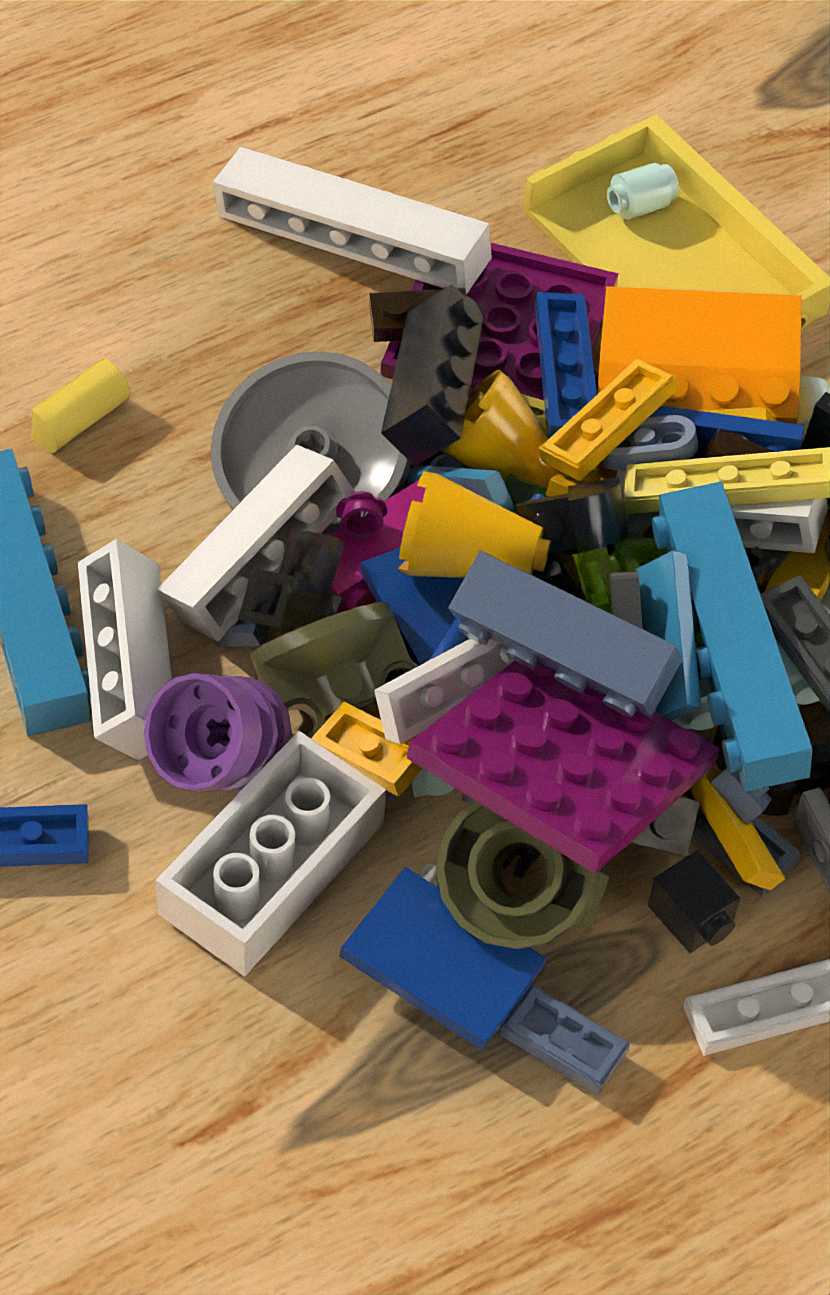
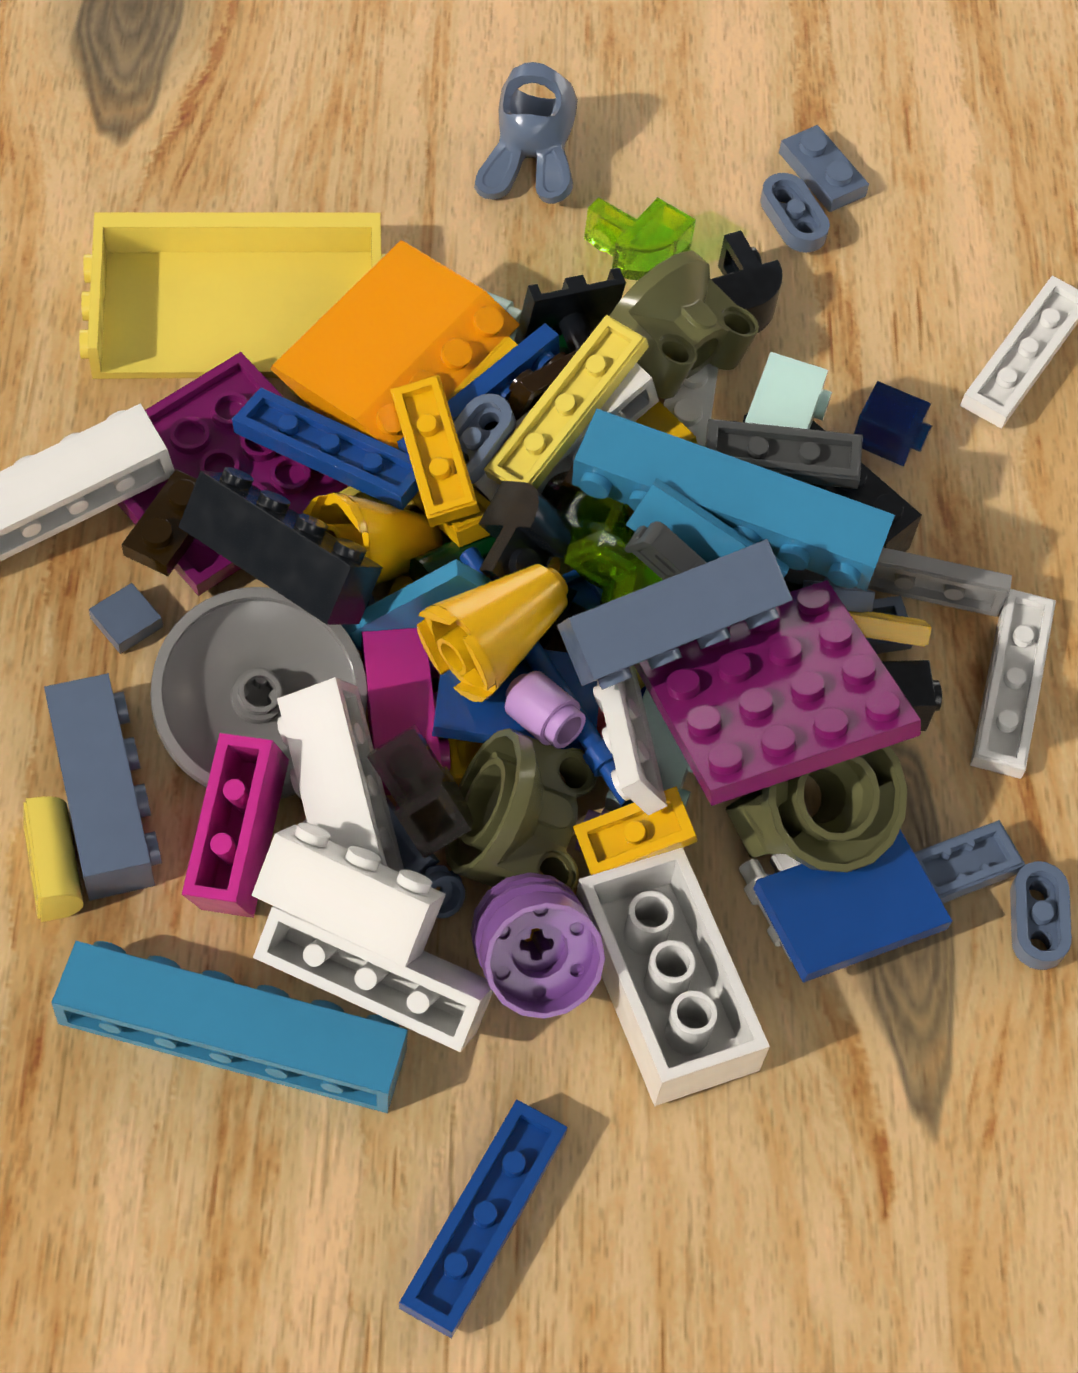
camera: 60 degrees left, 5 degrees up
(159, 402) = (100, 787): none -> sand blue brick
(162, 581) = (349, 893): none -> white brick
(179, 489) = (235, 824): none -> dark pink brick
(223, 657) = (450, 885): none -> sand blue plate
(323, 336) = (126, 618): none -> sand blue tile
(361, 514) = (384, 695): magenta plate -> none
(425, 619) = (544, 709): none -> lavender brick
(556, 1127) = (1040, 919): none -> sand blue plate
(642, 190) = (163, 277): light aqua brick -> none

